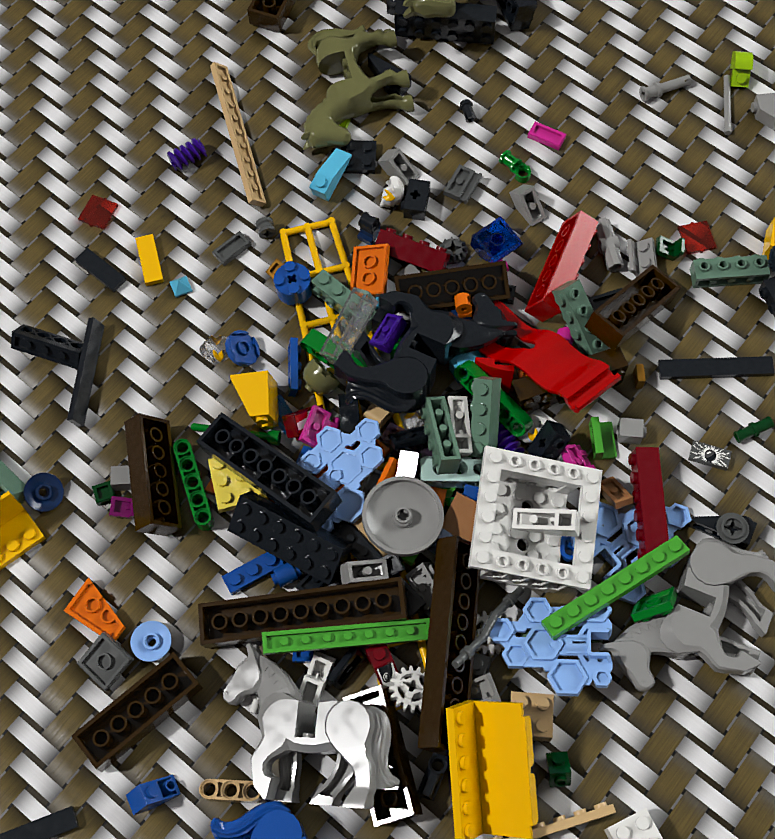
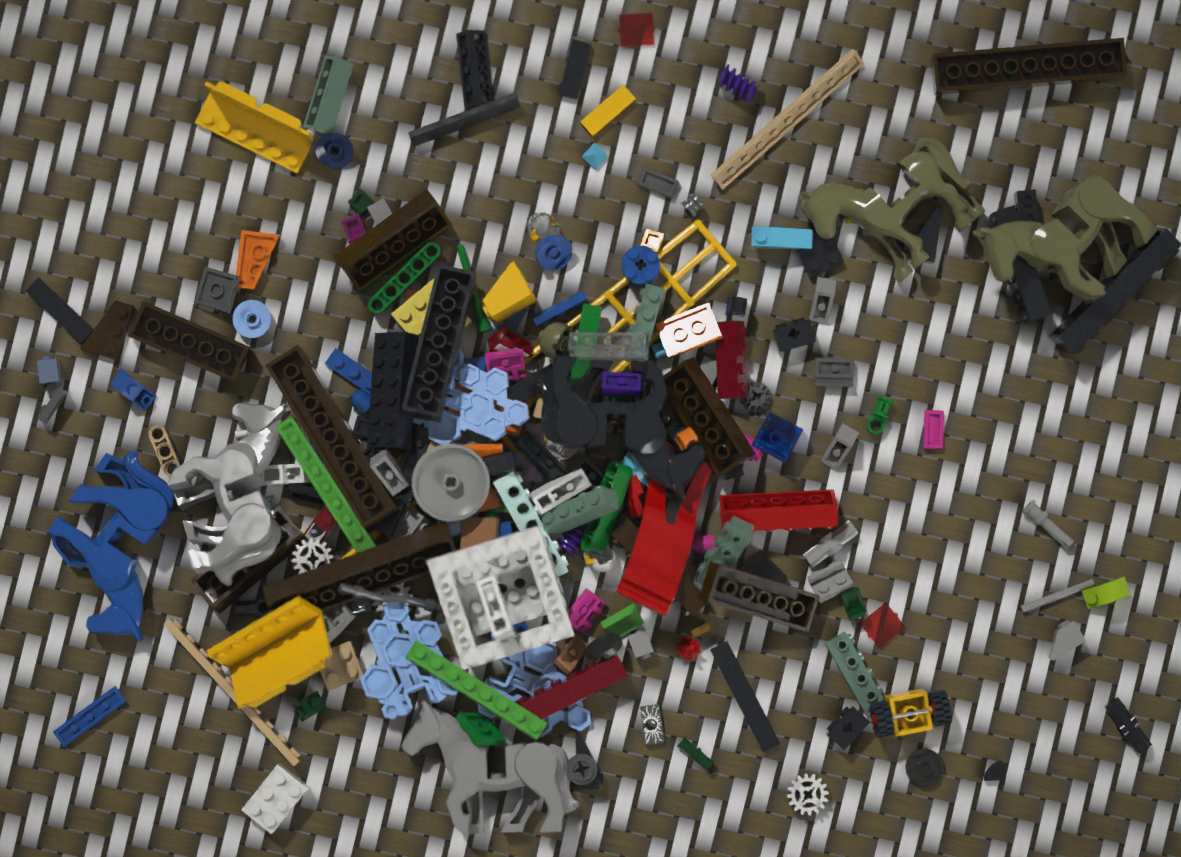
camera: 60 degrees right, 20 degrees up
(85, 791) = (110, 332): none -> dark brown wing
(393, 193) = (787, 309): white hair -> none
(441, 435) = (541, 480): sand green brick -> none
(466, 107) = (924, 337): black pin -> none
(549, 441) = (585, 577): black brick -> none
(620, 459) = (603, 646): none -> pearl dark grey tile
(652, 392) = (688, 648): none -> red gear

